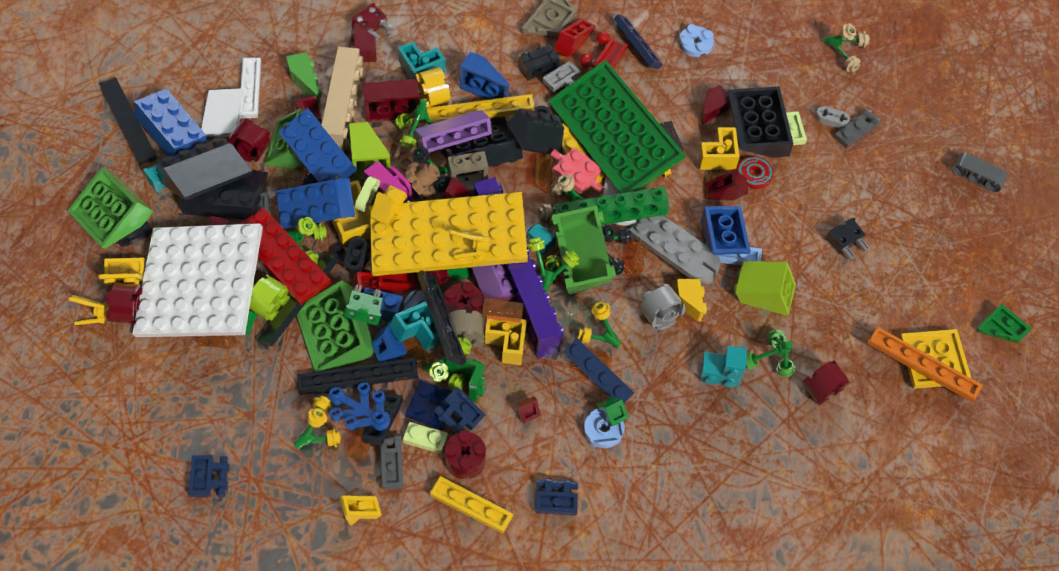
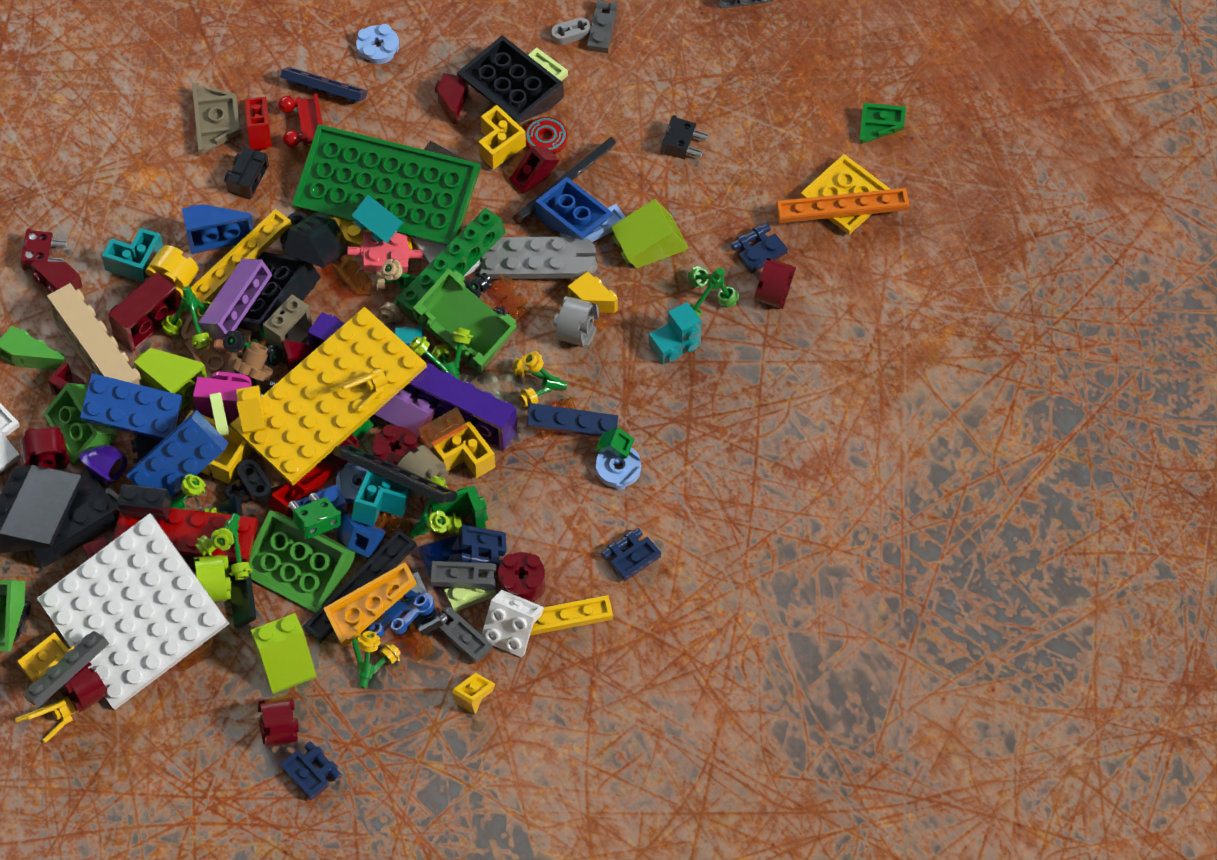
camera: 35 degrees left, 0 degrees up
(125, 283) = (65, 669): none -> dark grey plate
(215, 424) = (277, 721): none -> dark red brick
(262, 382) = (283, 653): none -> lime slope
(269, 215) = (143, 500): none -> black brick
(273, 170) = (100, 461): none -> dark purple piece
(283, 274) = (223, 539): none -> lime plant
(340, 391) = (364, 605): none -> light orange wing
(427, 421) = (464, 575): none -> dark grey plate
(429, 478) = (510, 622): none -> white bracket
(528, 409) = (538, 499): dark red tile -> none
(561, 77) = (283, 172): light grey plate -> none
(585, 143) = (377, 219): none -> teal brick
(750, 208) = (571, 174): none -> black tile
(844, 356) = (755, 256): none -> dark blue plate

